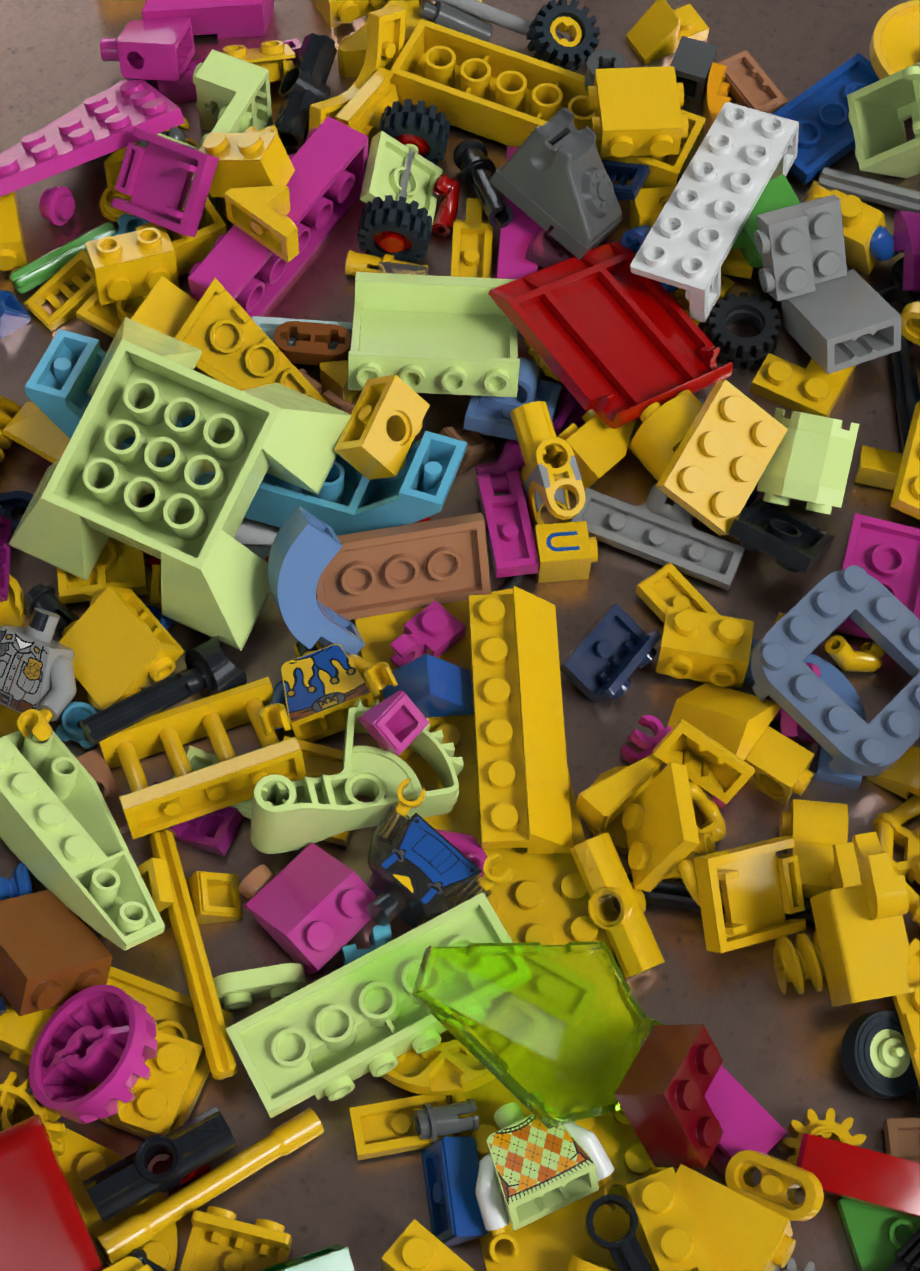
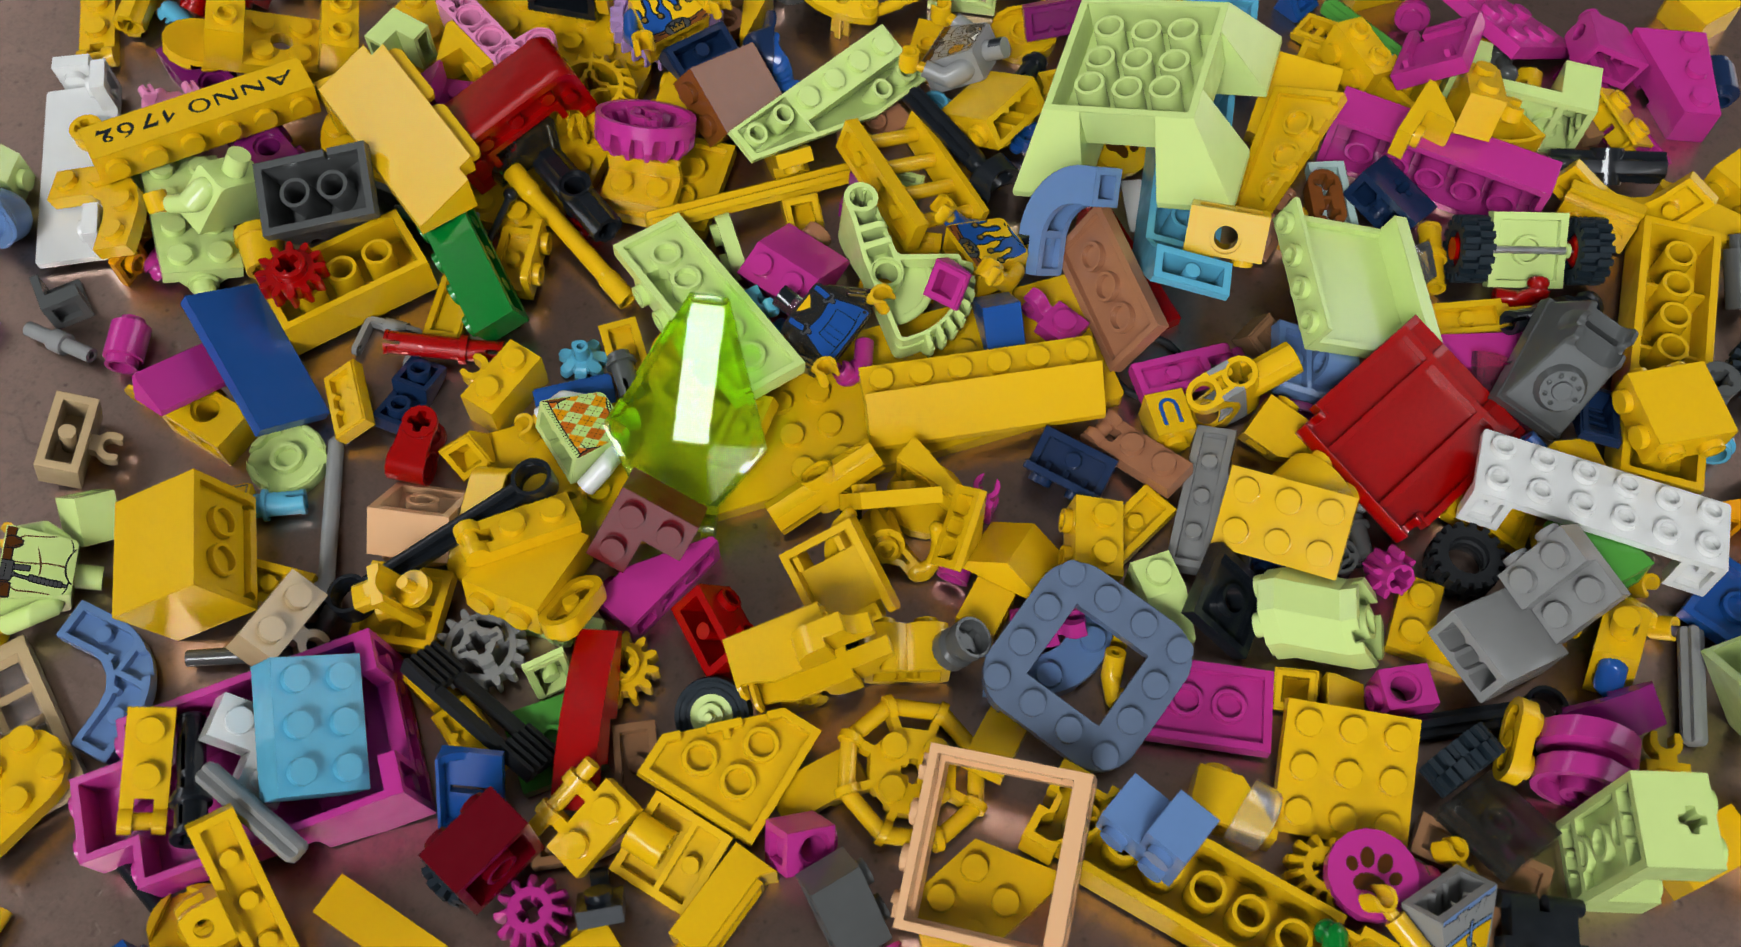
camera: 85 degrees right, 0 degrees up
(316, 284) = (1386, 192): none -> dark blue brick
(393, 1192) = (582, 359): none -> medium azure plant
(601, 585) = (1138, 454): none -> nougat plate
(762, 387) = (1389, 571): none -> dark pink gear
(764, 593) = (1161, 586): none -> yellowish green slope
(791, 1036) = (706, 618): none -> red brick
(829, 783) = (961, 644): none -> dark grey wheel
(830, 1233) = (547, 673): none -> yellowish green slope
(868, 497) = (1295, 684): none -> yellow slope
(880, 399) = (1412, 680): none -> dark pink brick

